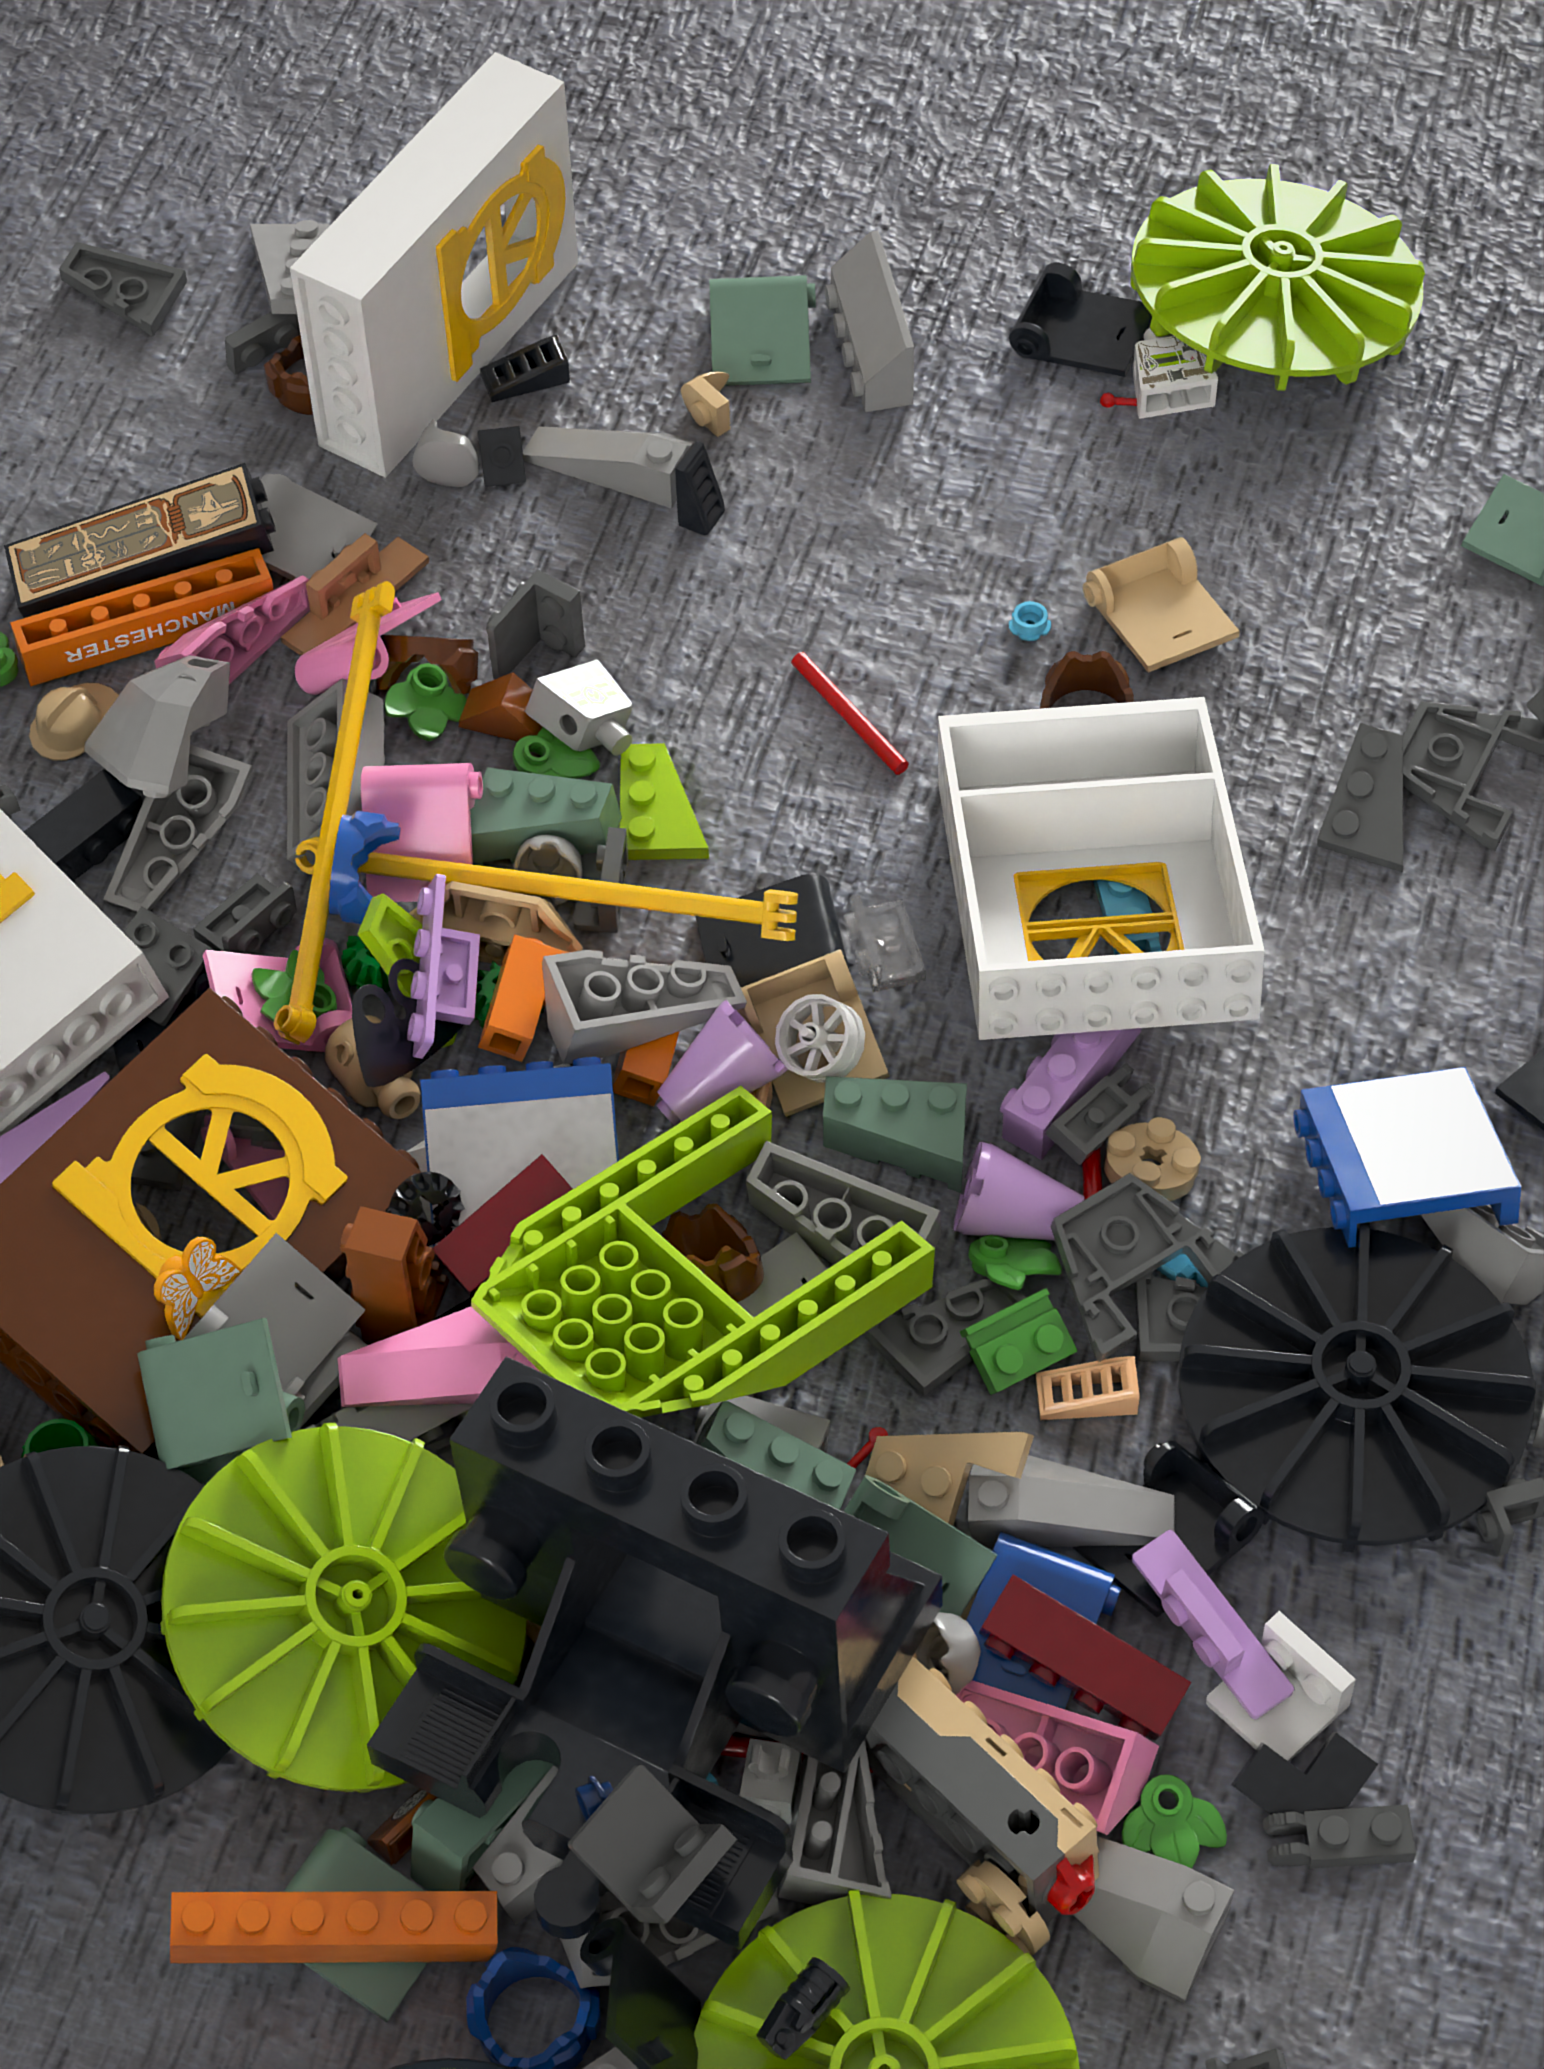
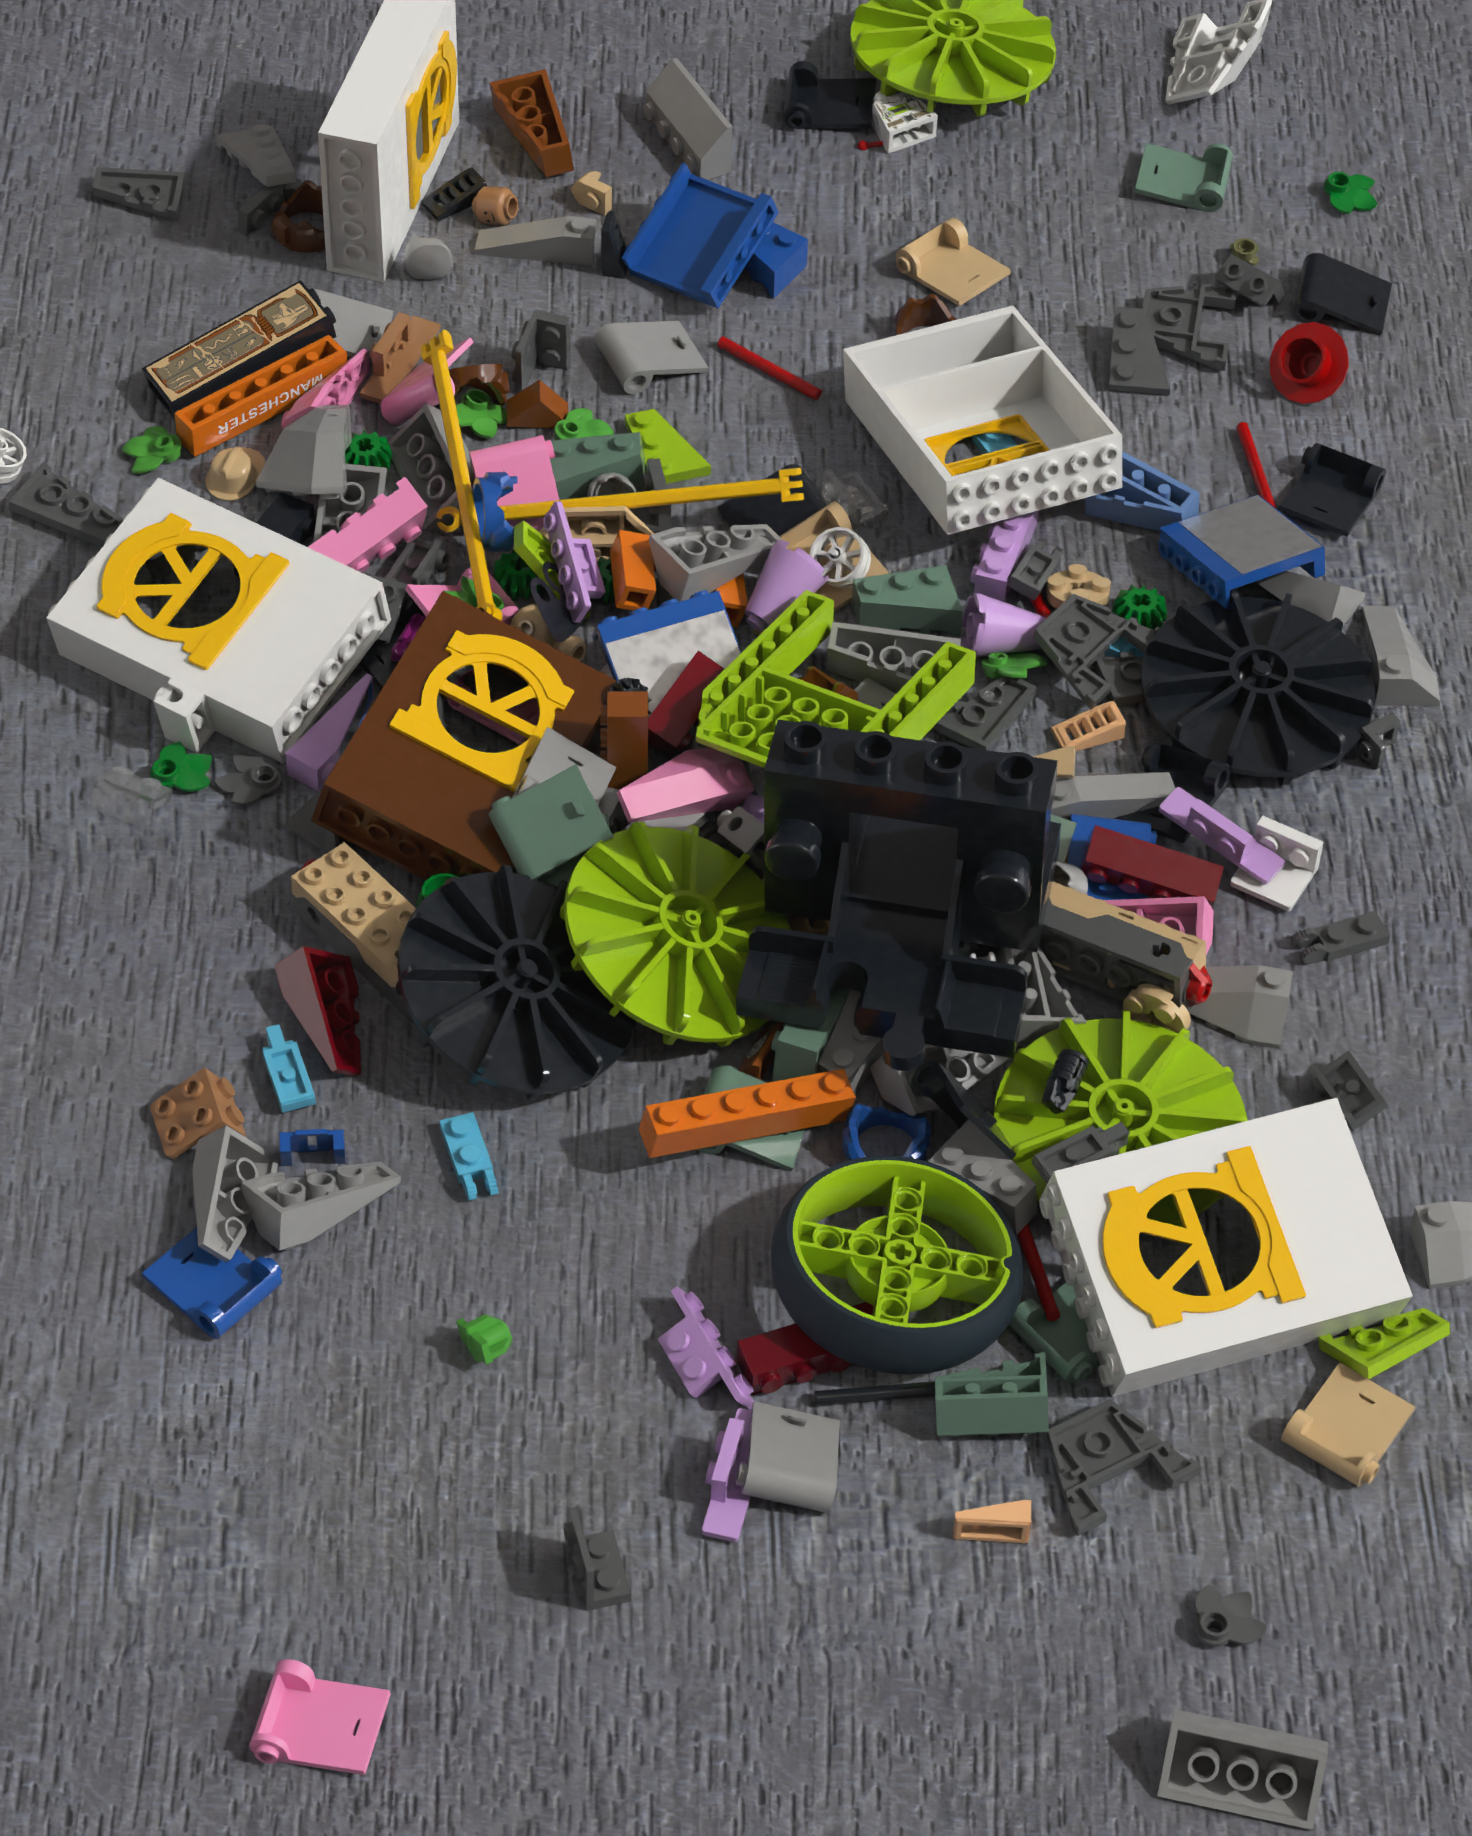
camera: 20 degrees left, 5 degrees down
(181, 864) = (377, 531): none -> bright pink wedge
(187, 1277) = (503, 763): light orange animal -> none
(249, 733) = (369, 450): none -> green gear
(501, 456) = (465, 251): black bracket -> none
(569, 396) = (495, 205): none -> medium nougat head
(582, 708) = (593, 395): light grey torso -> none
(592, 1795) = (903, 985): dark blue plate -> none
(648, 1847) = (950, 997): dark grey bracket -> none
(672, 274) = (534, 119): none -> dark orange wedge
(691, 654) = (647, 349): none -> light grey door
(761, 329) = (609, 139): sand green door -> none
(815, 499) = (699, 237): none -> blue panel
(904, 531) = (778, 259): none -> blue wedge
(1018, 1341) = (1035, 709): bright green plate -> none
(1030, 621) = (868, 289): medium azure plate -> none
(1173, 1832) = (1244, 950): bright green plate -> none
(1231, 1212) = (1142, 605): none -> green gear
(1300, 1033) = (1146, 498): none -> medium blue wedge
(1326, 1784) = (1323, 908): black tile -> none
(1487, 1020) = (1254, 463): none -> red piece

